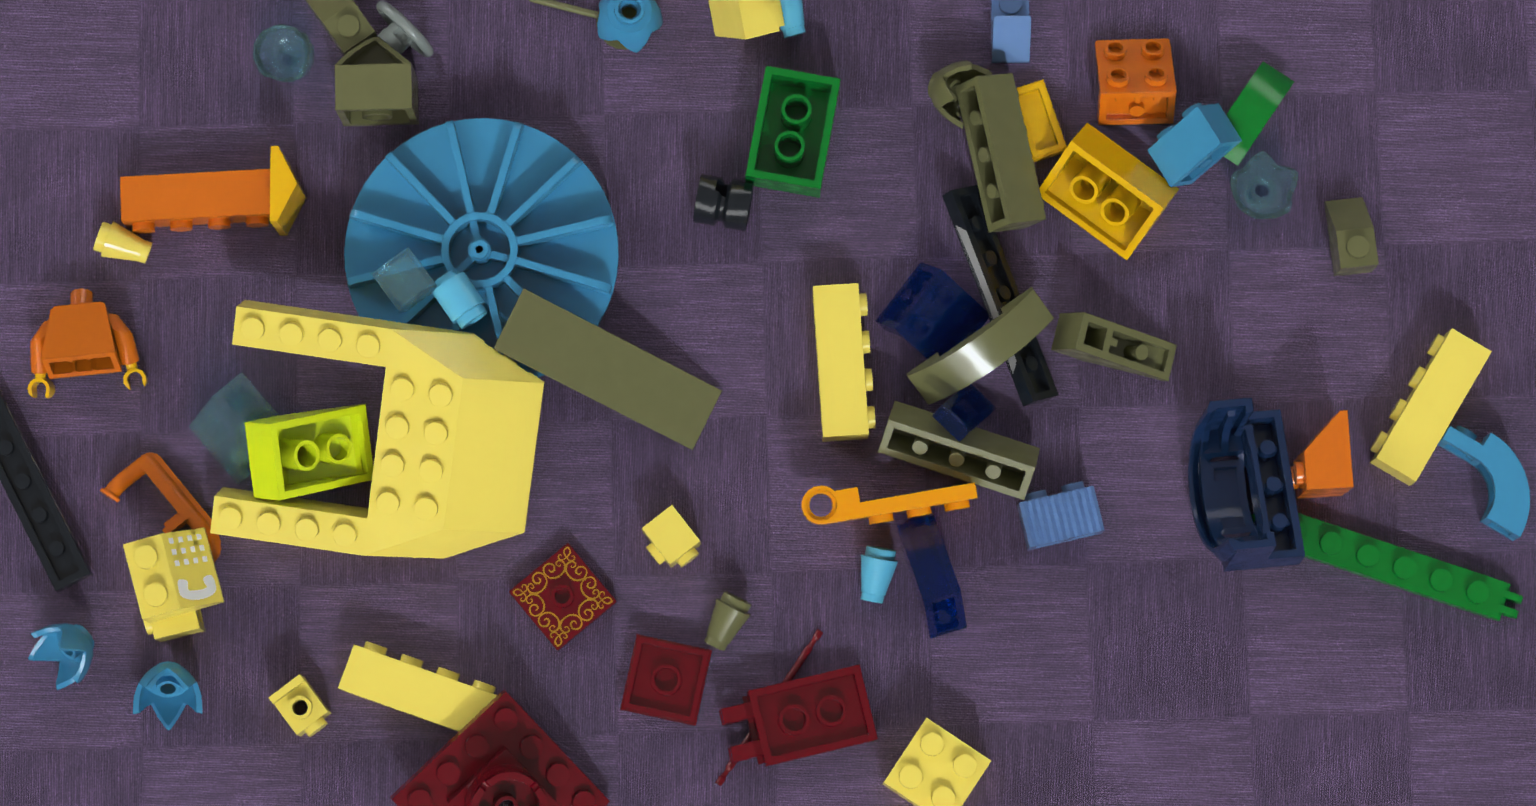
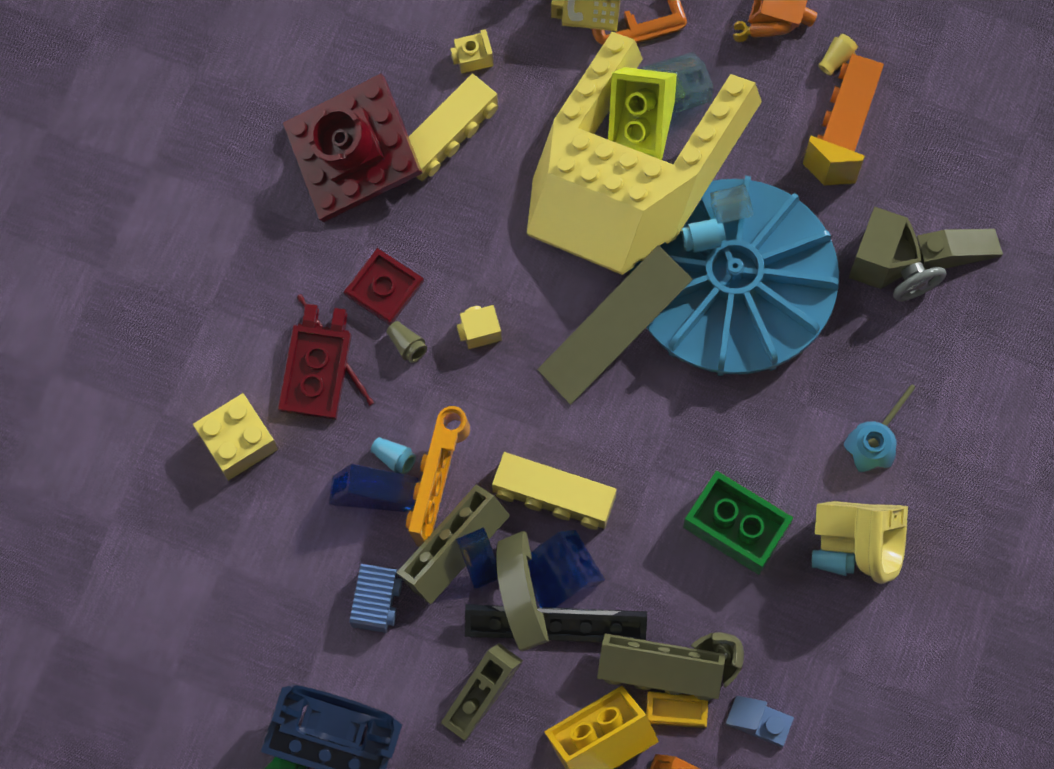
camera: 115 degrees right, 10 degrees down
(283, 53) = (933, 201): clear light blue hair -> none
(563, 597) = (472, 243): dark red plate -> none
(723, 202) = (703, 458): black wheel -> none

